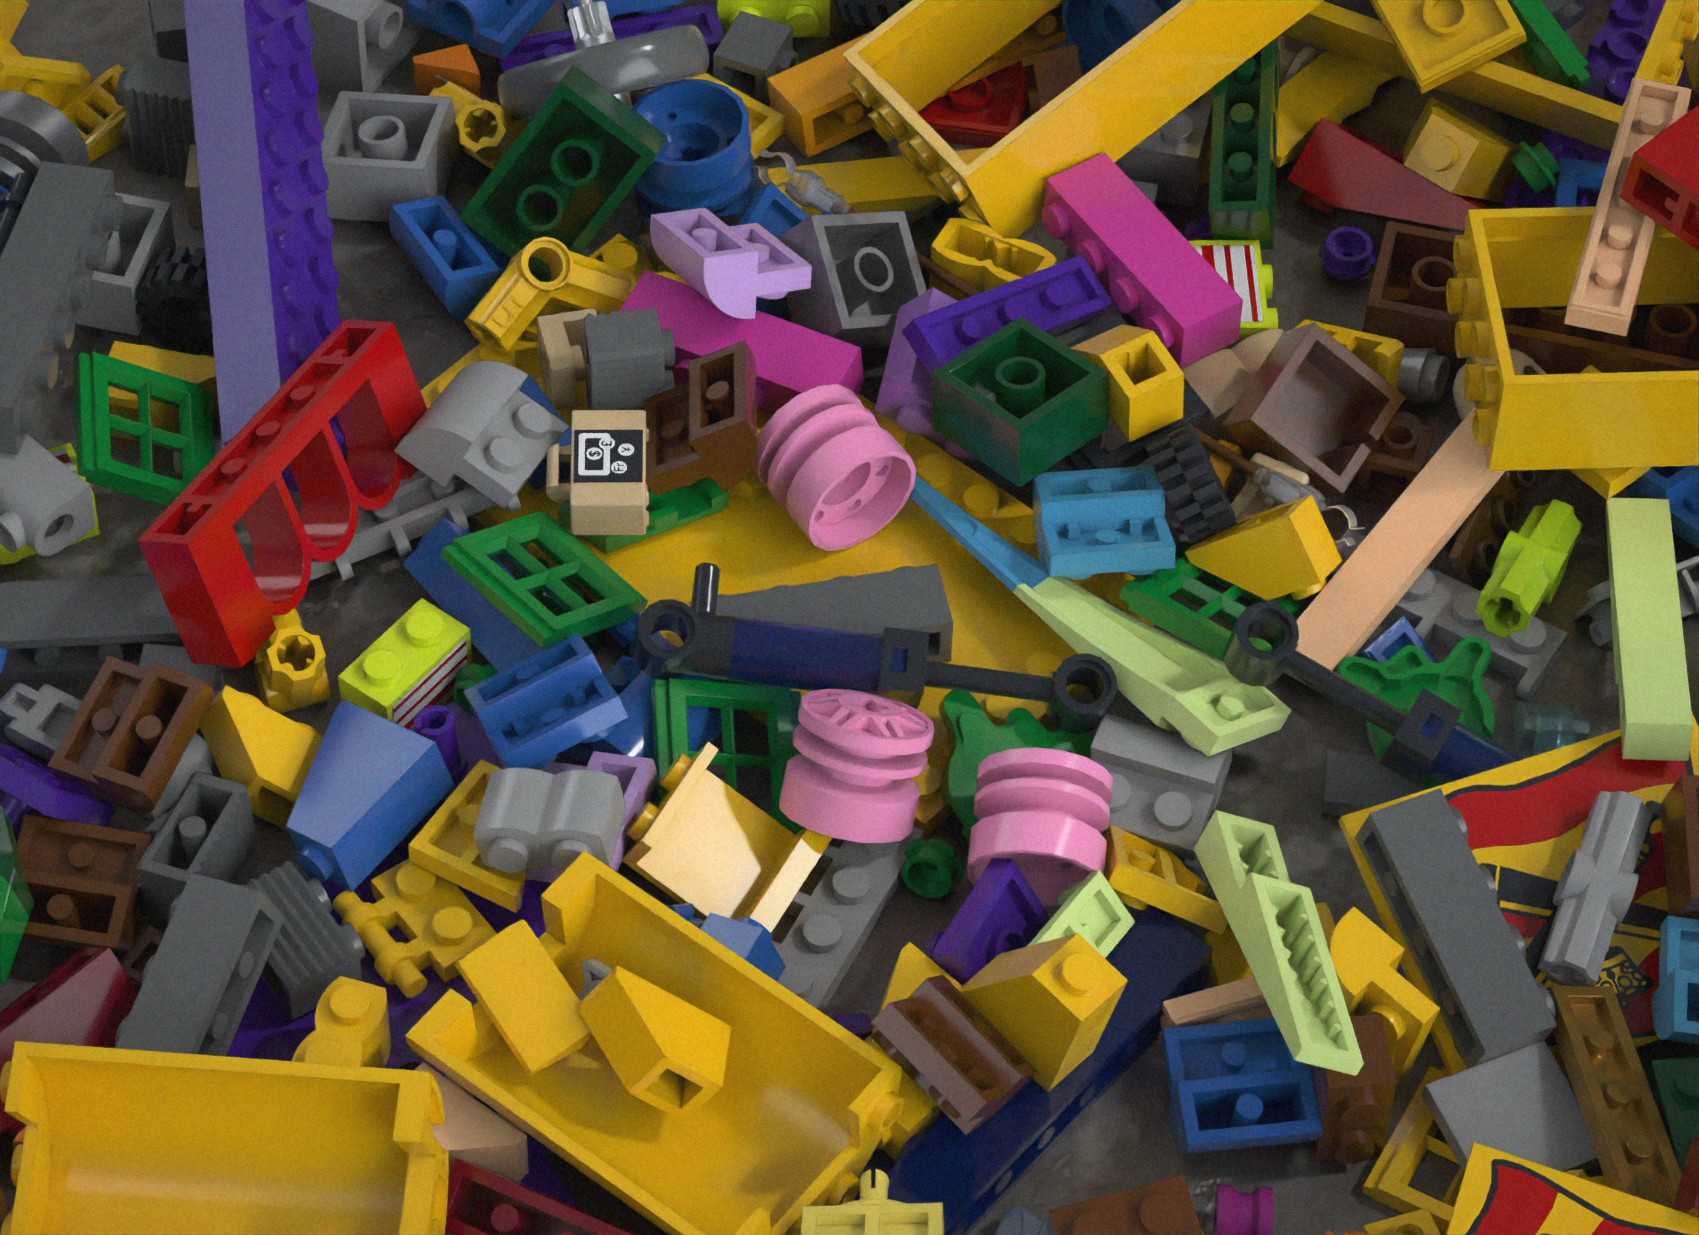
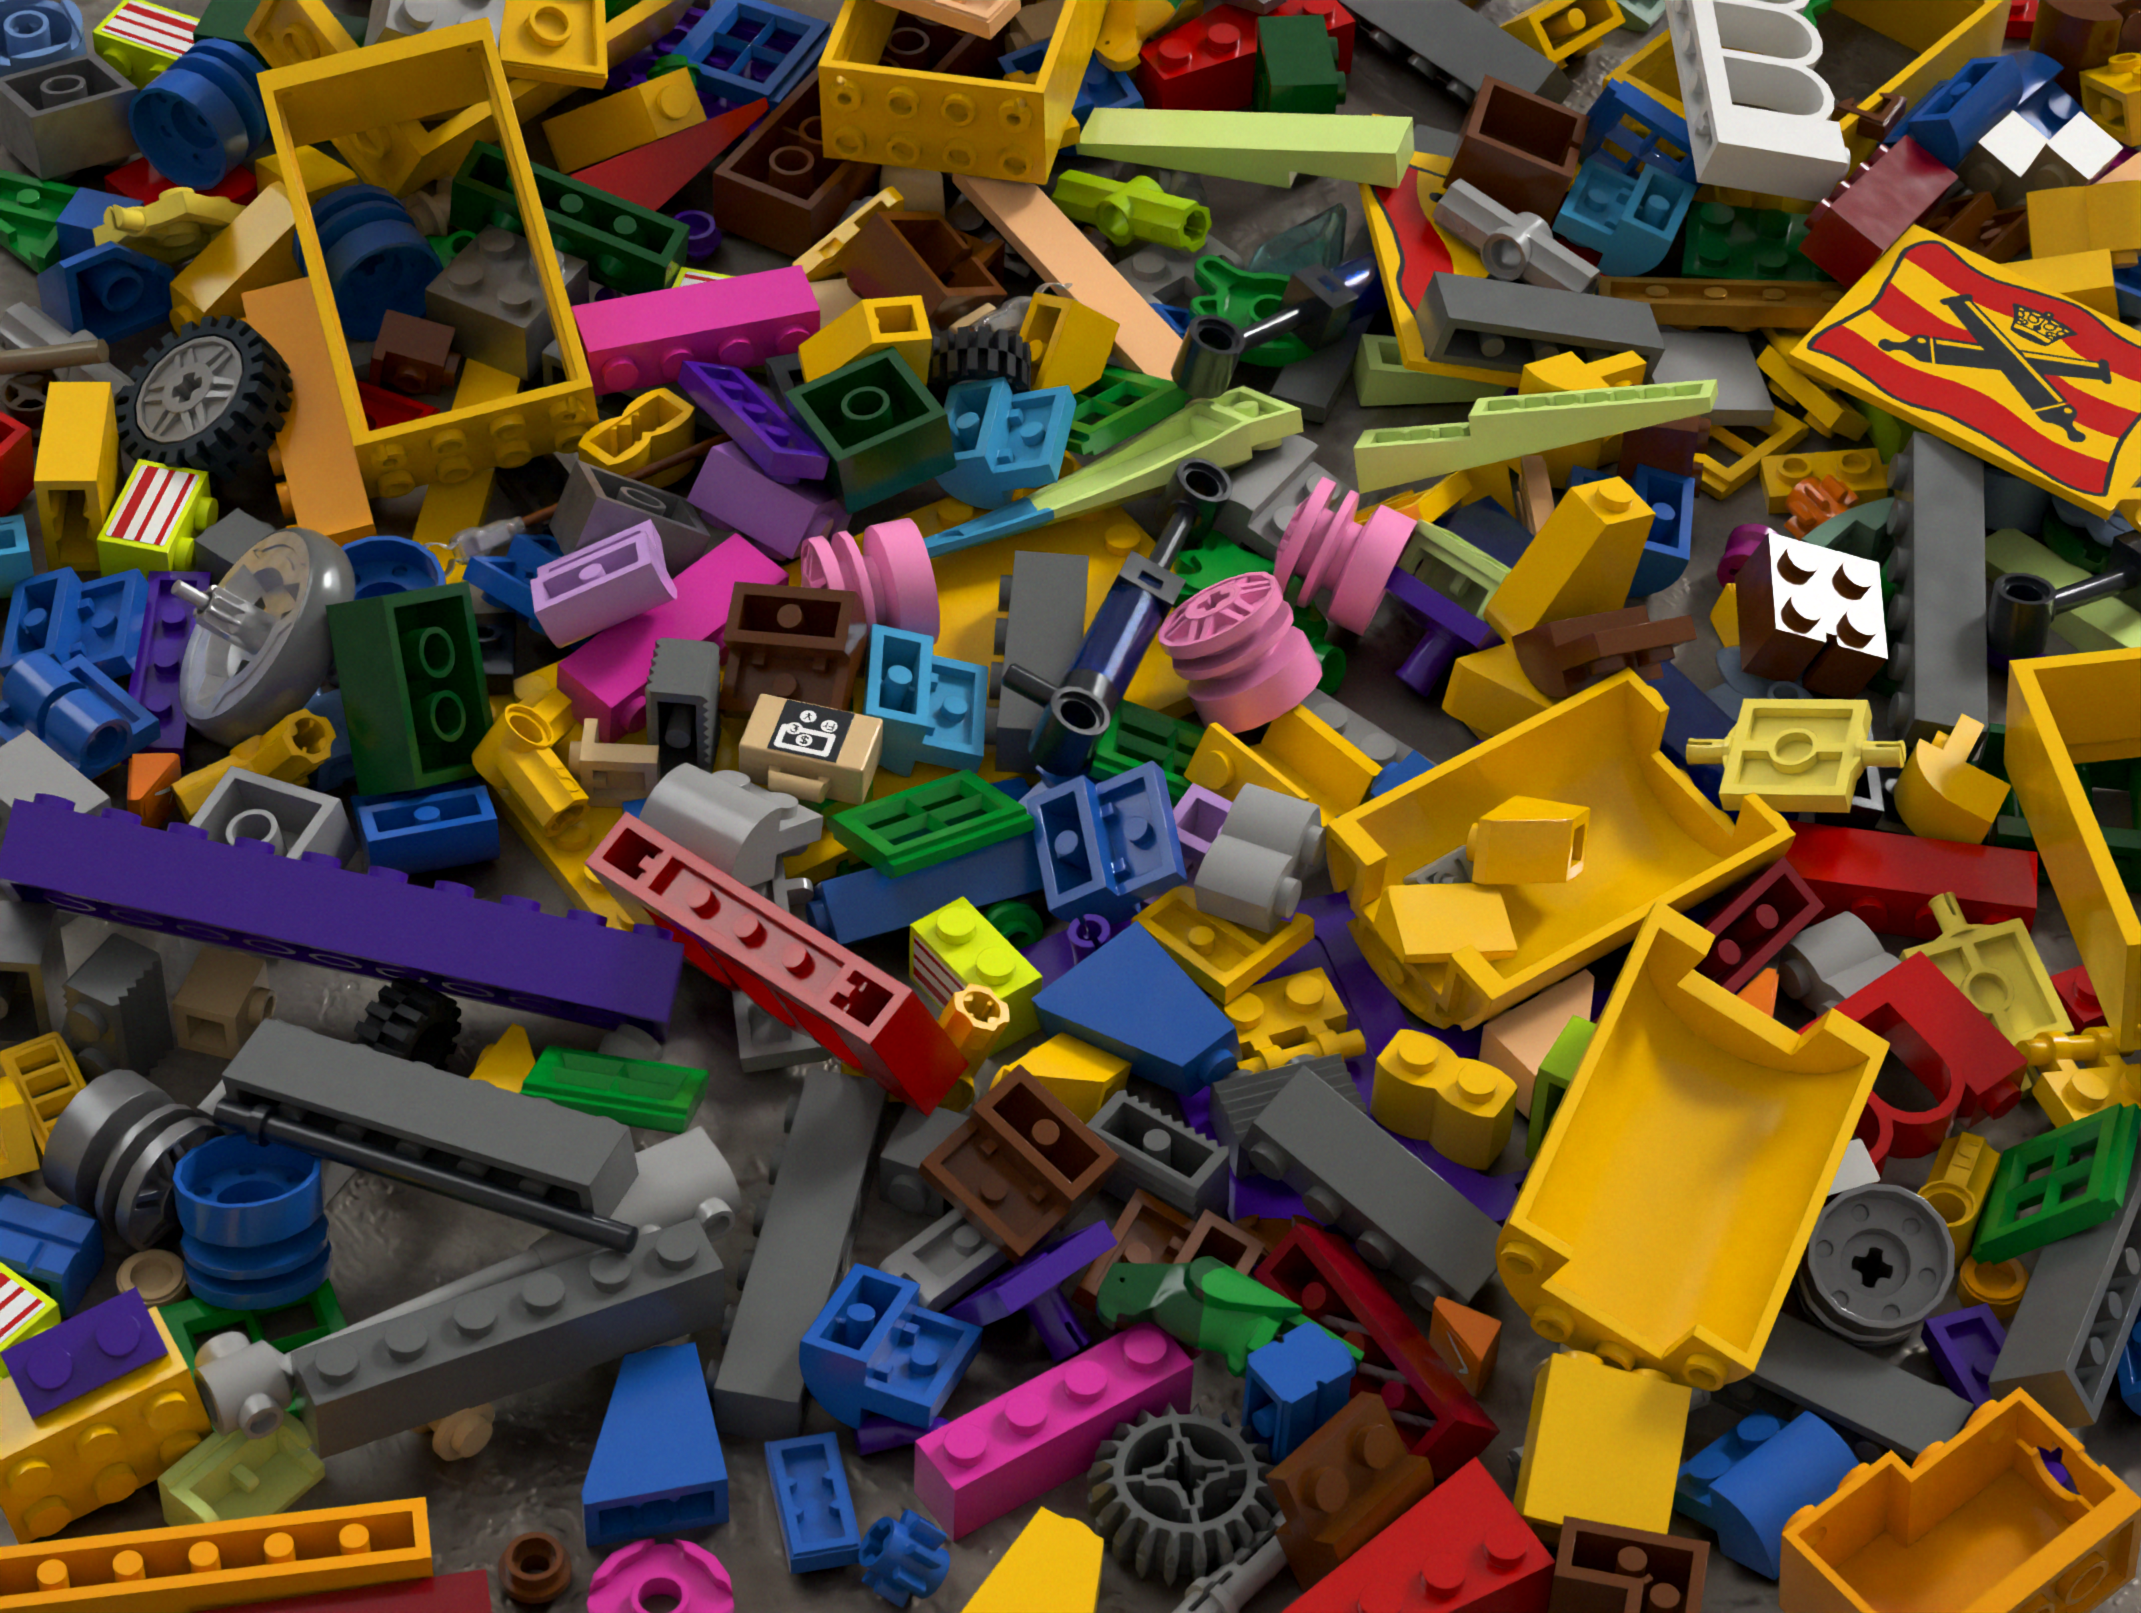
camera: 75 degrees left, 5 degrees down
(720, 523) = (926, 701): none -> dark azure brick

